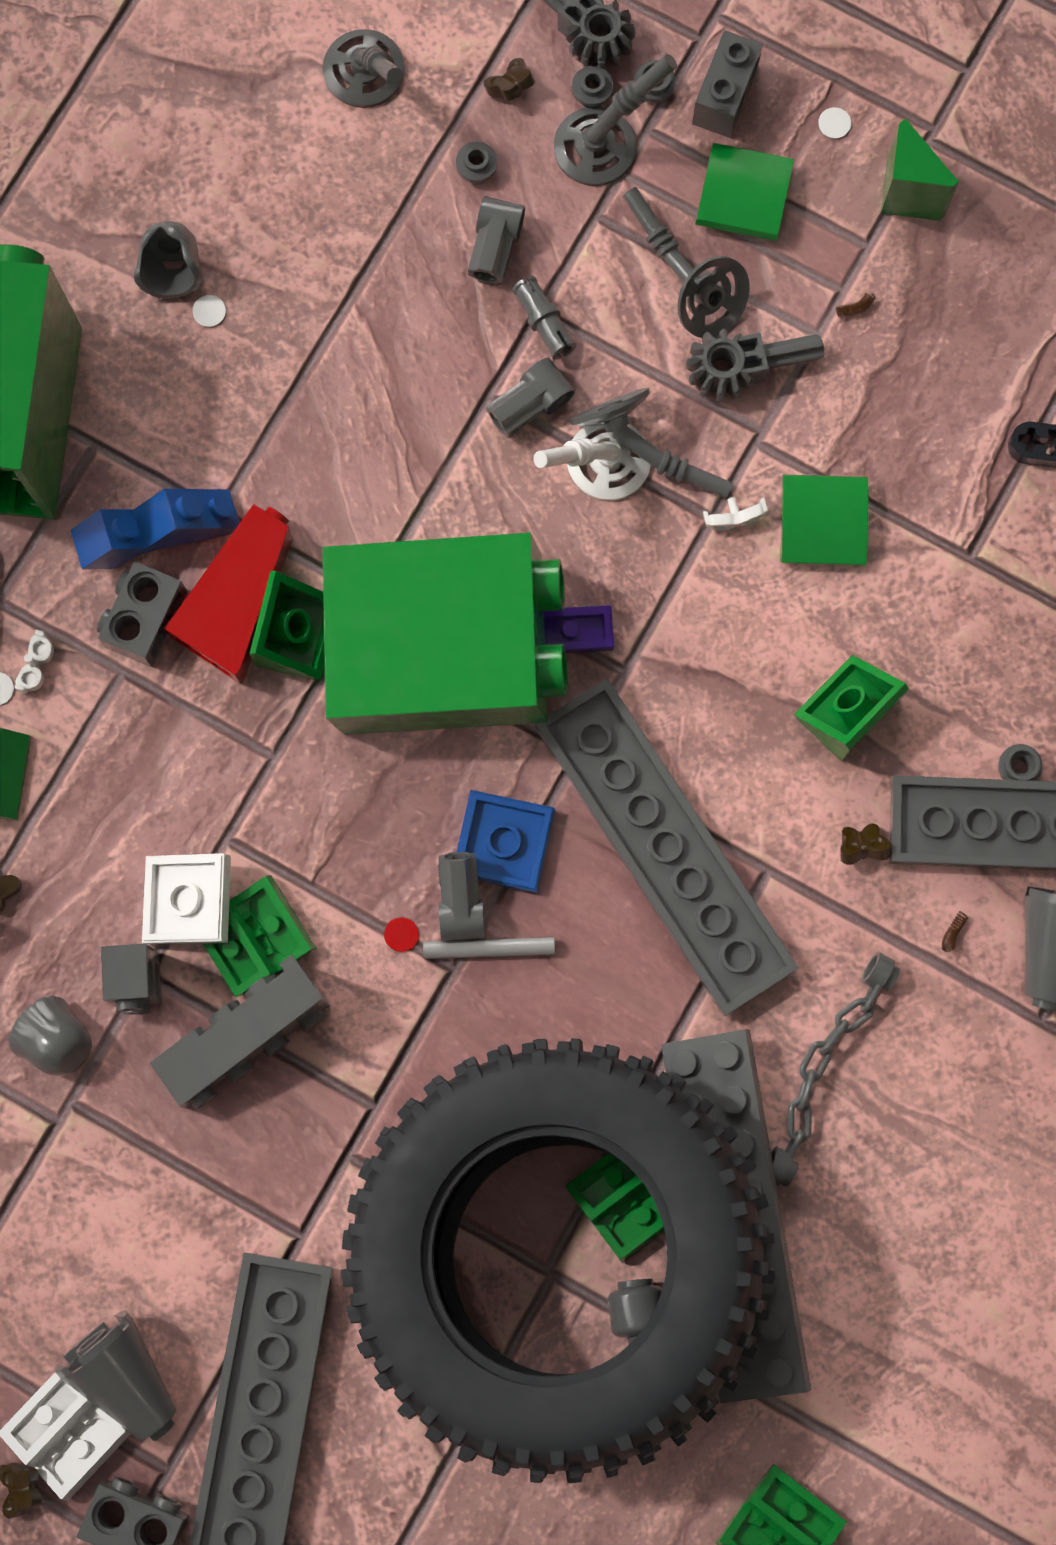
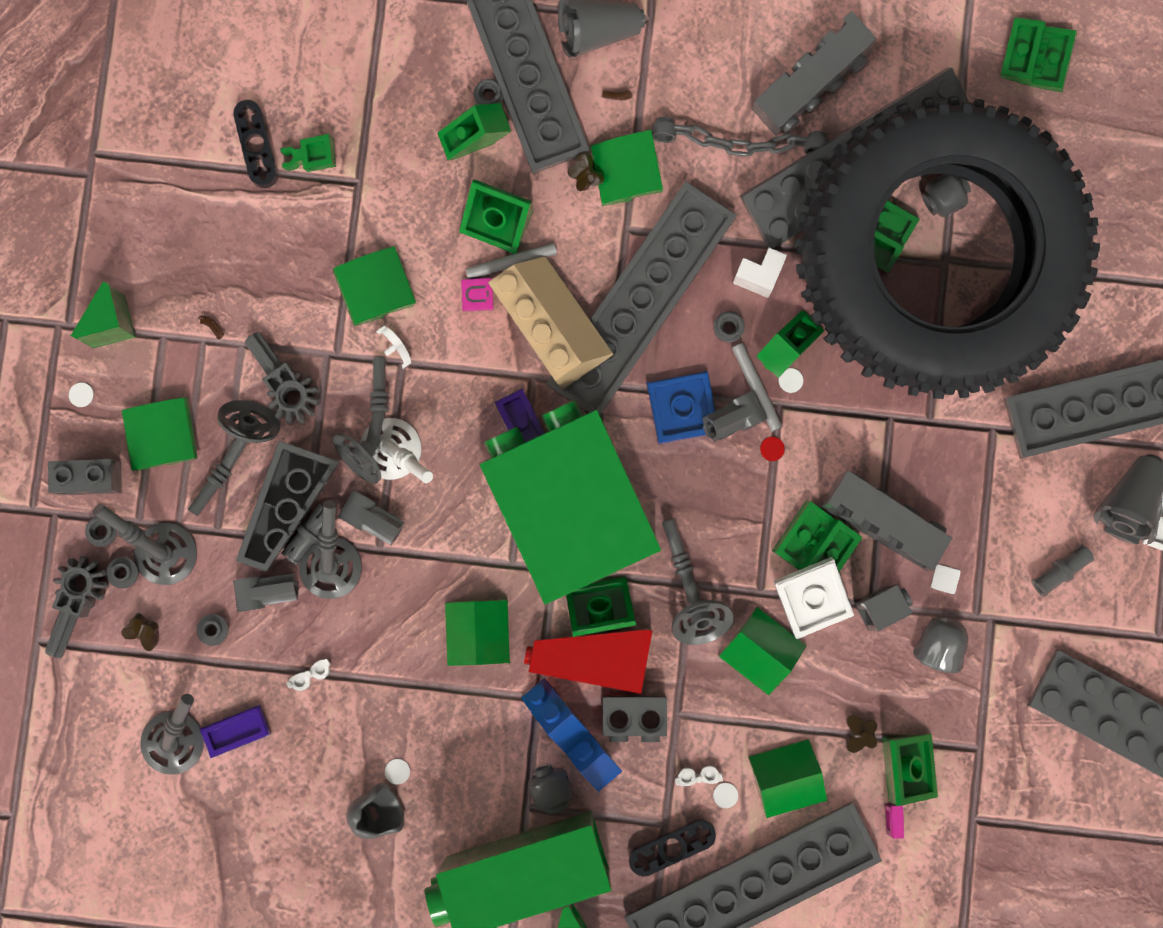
camera: 110 degrees left, 5 degrees up
(75, 1240) = (1063, 570): none -> dark grey pin
(101, 476) = (550, 789): none -> dark grey head
(135, 1084) = (945, 579): none -> white sticker
(150, 810) = (763, 651): none -> green slope
(232, 747) = (698, 609): none -> dark grey dish
(331, 471) = (477, 633): none -> green slope
(343, 143) = (235, 731): none -> dark purple tile
(368, 243) = (302, 681): none -> white piece
(479, 997) = (791, 380): none -> white sticker
(497, 329) = (330, 561): none -> dark grey dish
(524, 1005) = (789, 343): none -> green slope
(583, 930) = (733, 318): none -> dark grey plate
(598, 303) = (285, 498): none -> dark grey wedge
(627, 1014) = (760, 277): none -> white piece
(685, 714) = (550, 320): none -> tan slope
(759, 643) = (477, 295): none -> dark pink tile
(786, 704) = (506, 262): none -> light grey bar
(848, 902) = (627, 167): none -> green slope
(870, 1201) = (815, 76): none -> dark grey wedge
(977, 725) = (474, 130): none -> green slope
(1027, 513) = (315, 154): none -> green plate

